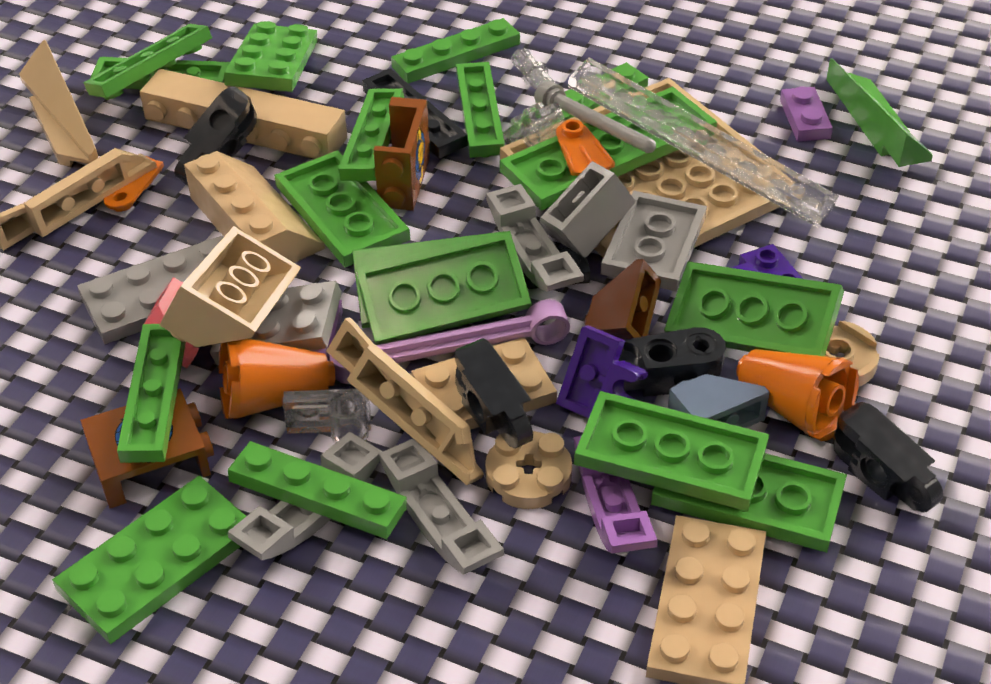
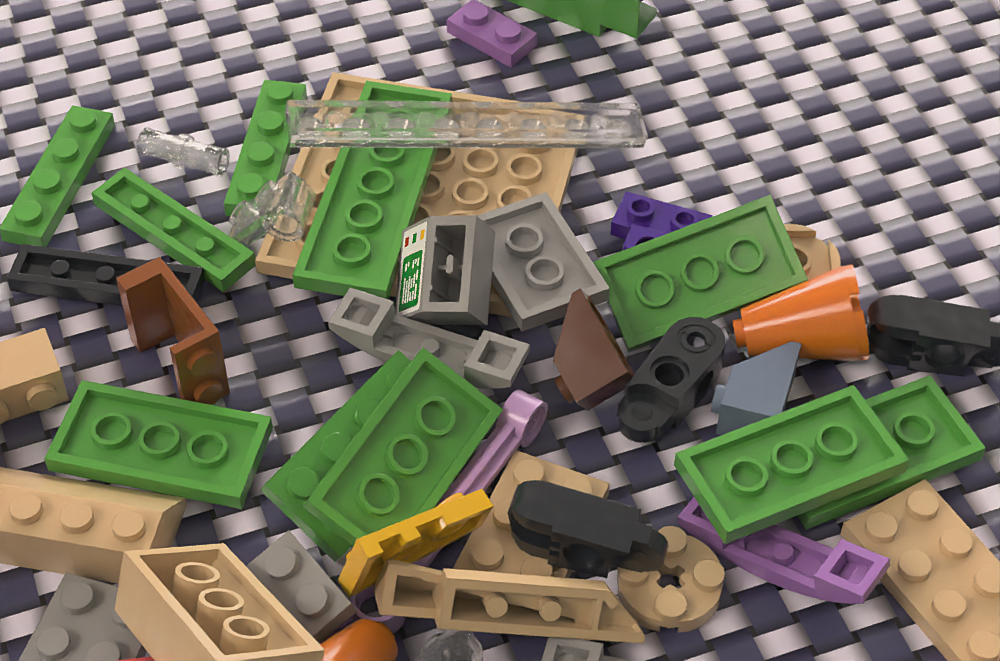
camera: 45 degrees left, 5 degrees up
(369, 131) = (111, 336): bright green plate -> none
(390, 325) = (413, 538): none -> yellow wing
(550, 92) = (255, 168): light grey piece -> none
(581, 147) = (363, 208): orange piece -> none
(596, 369) = (643, 437): dark purple plate -> none

